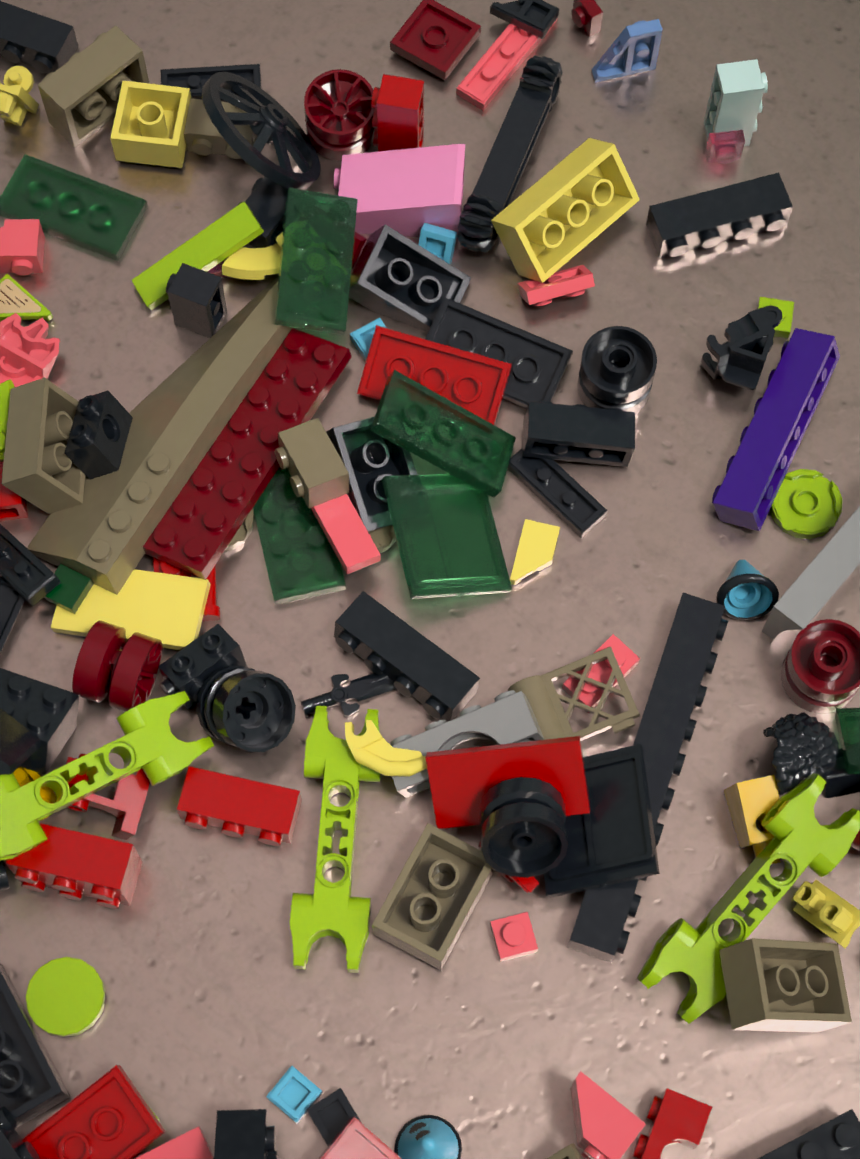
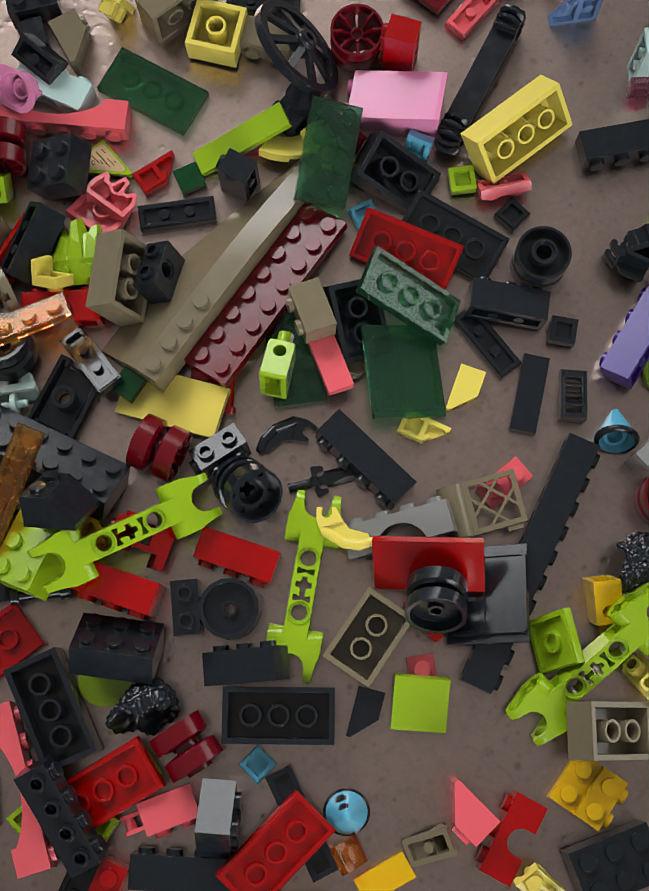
camera: 10 degrees right, 10 degrees up
(79, 945) = (116, 648): none -> black brick
(82, 313) = (155, 174): none -> red tile
(117, 361) = (177, 214): none -> black tile
(124, 1028) = (144, 708): none -> black piece
(130, 314) = (189, 178): none -> dark green tile
(174, 883) = (185, 607): none -> black brick
(196, 1082) = (183, 740): none -> dark red wheel
(216, 867) = (220, 595): none -> black wheel
(265, 949) = (246, 664): none -> black brick
(273, 542) = (278, 365): none -> lime torso
(292, 631) = (285, 430): none -> black piece
(317, 1017) = (278, 715): none -> black brick
(440, 1001) = (365, 709): none -> black tile
(480, 611) = (421, 429): none -> light yellow tile
(500, 283) = (462, 180): none -> lime plate
(517, 982) = (420, 703): none -> lime tile
(572, 322) = (512, 215): none -> black tile
(622, 551) = (529, 394): none -> black tile
(658, 464) = (562, 331): none -> black plate
(682, 574) = (572, 416): none -> black slope
(696, 873) = (555, 641): none -> lime tile
(768, 1081) = (589, 792): none -> yellow plate

